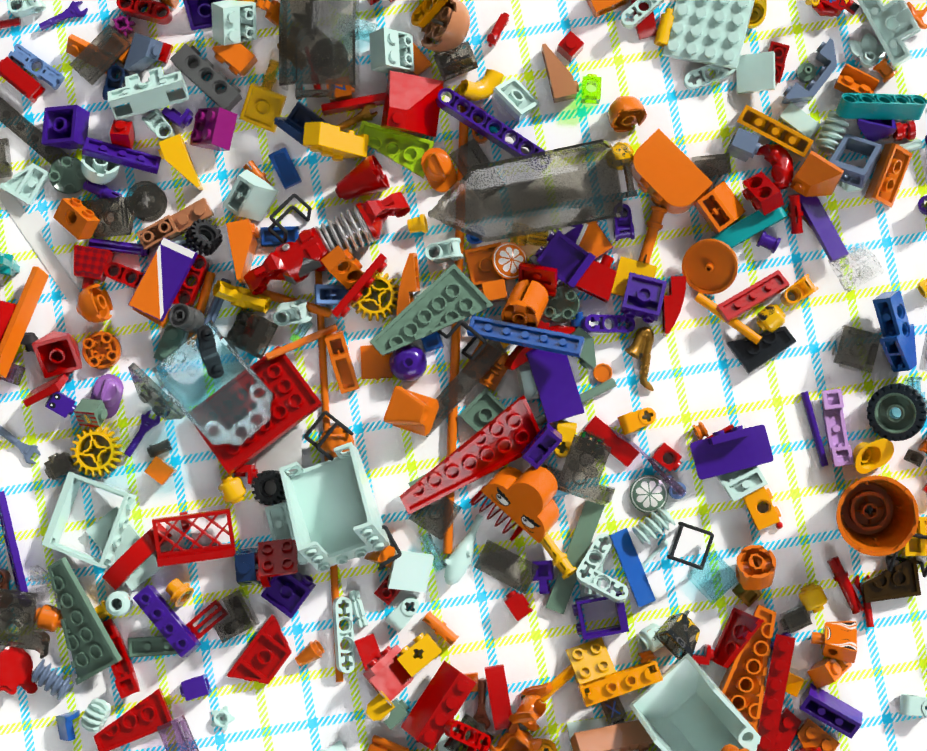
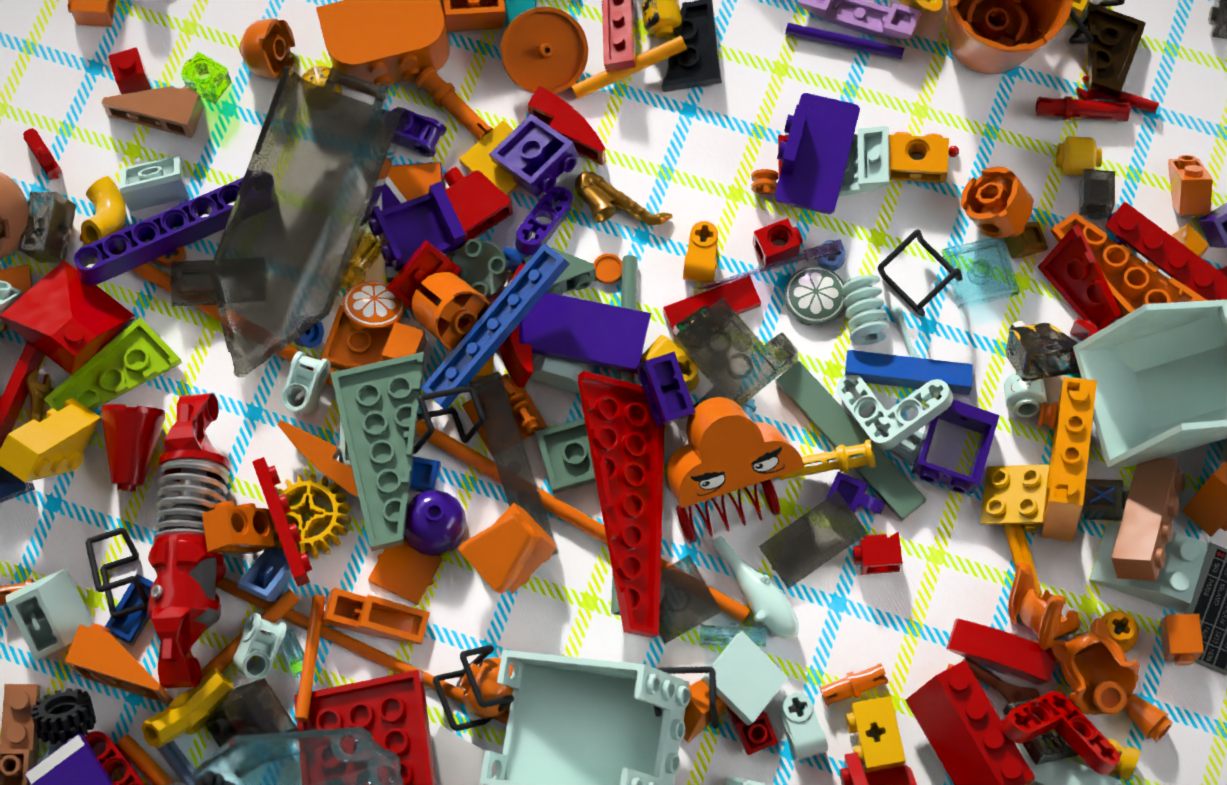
camera: 65 degrees left, 15 degrees down
(285, 168) = (40, 548): blue tile -> none
(418, 224) = (243, 402): yellow piece -> none
(438, 169) = (183, 332): orange piece -> none
(838, 640) = (1156, 151): orange torso -> none

